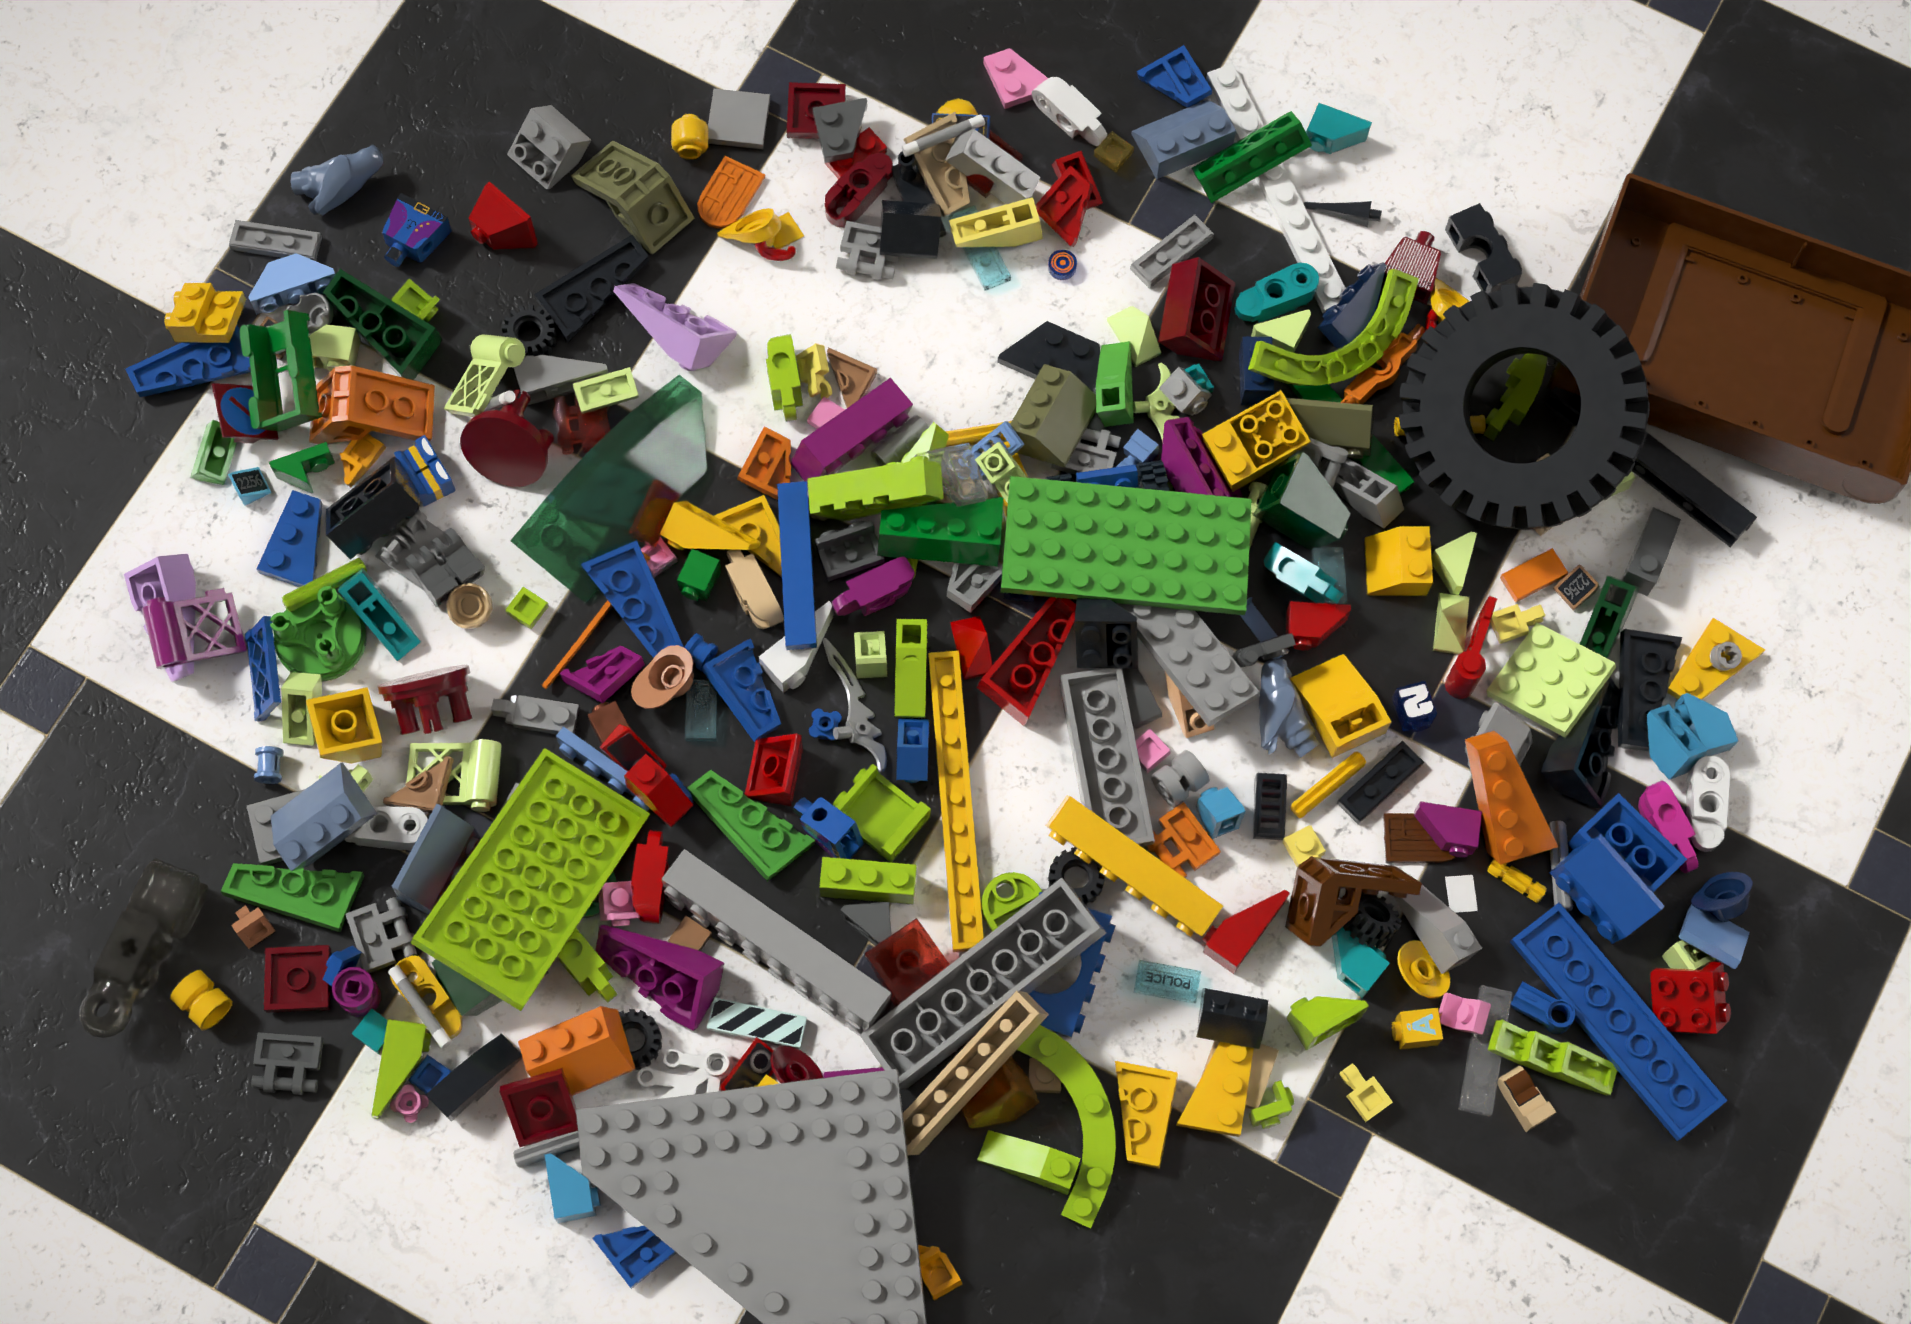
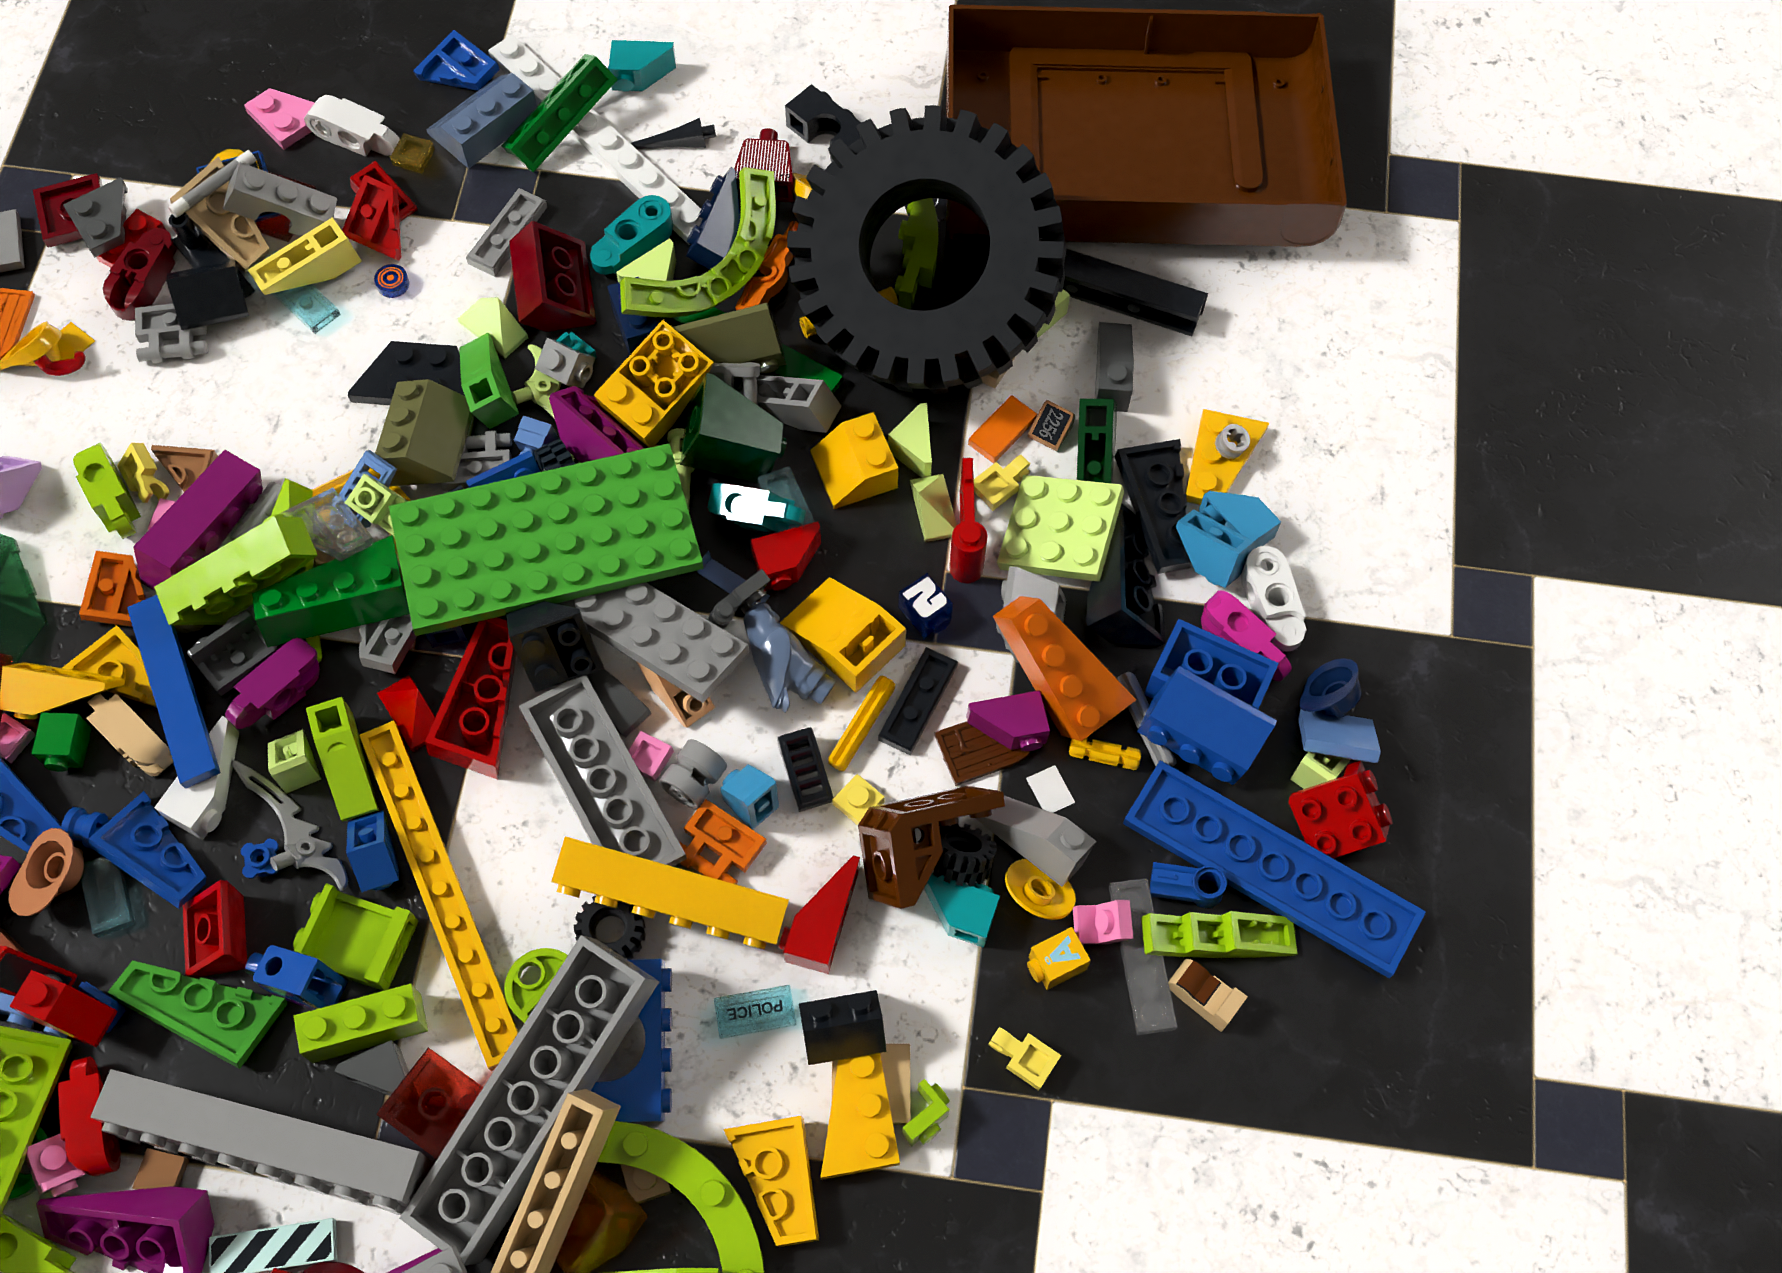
camera: 20 degrees left, 5 degrees down
(1323, 1017) = (947, 986): lime slope -> none

